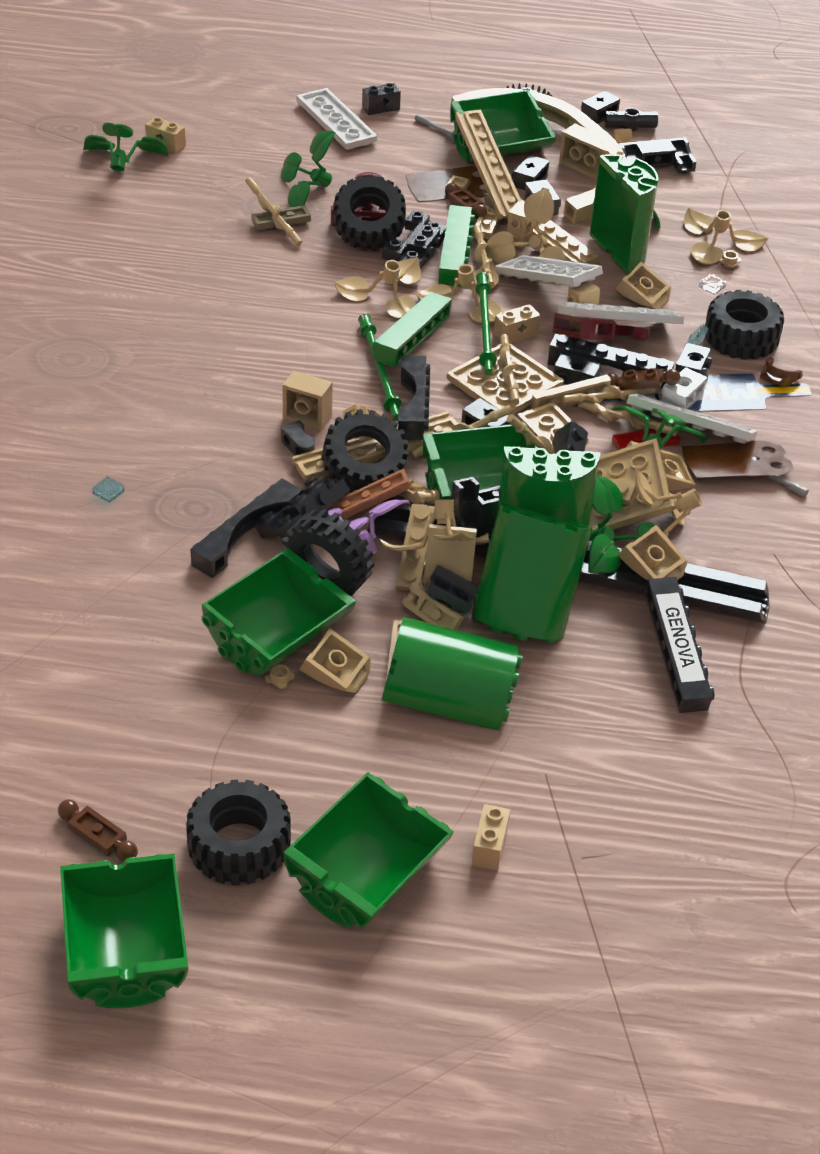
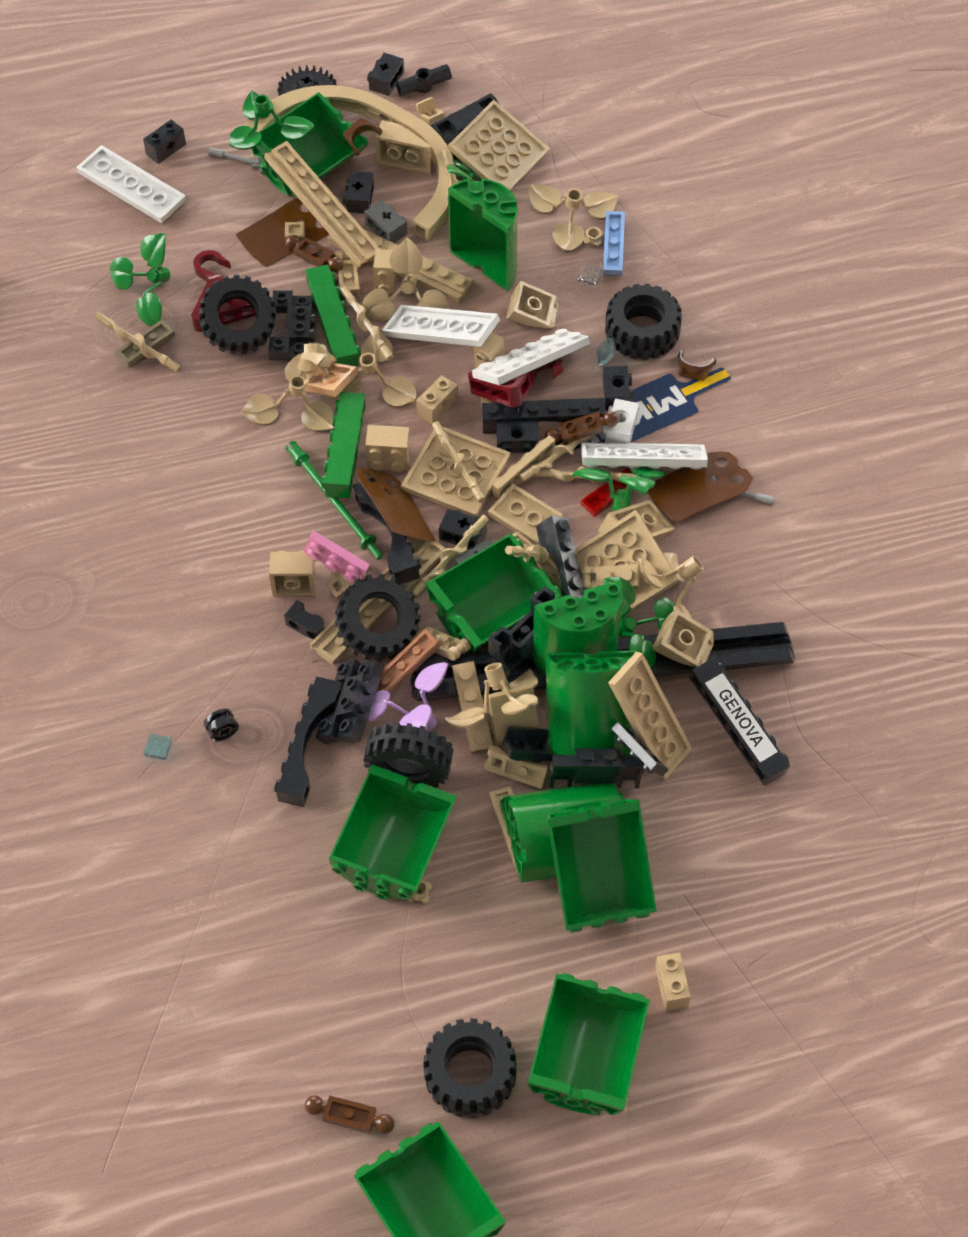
camera: 20 degrees left, 15 degrees up
(172, 488) = (220, 725): none -> black wheel
(337, 663) = (462, 859): tan slope -> none
(347, 384) = (335, 557): none -> bright pink plate
(419, 259) = (315, 360): none -> tan hair
(426, 281) = (334, 383): none -> light nougat plate
(434, 384) = (396, 508): none -> reddish brown piece
(449, 340) = (388, 448): none -> tan brick
(463, 695) = (601, 863): none -> green cylinder
(469, 86) = (260, 106): none -> green plant
(487, 357) = (387, 369): green bar -> none
(508, 623) = (595, 767): none -> black bracket
(550, 121) = (357, 128): none -> reddish brown helmet
(555, 615) = (639, 750): none -> plate
(582, 594) = (650, 712): none -> tan plate
(680, 175) = (498, 146): none -> tan plate
(746, 268) = (613, 243): none -> light blue plate

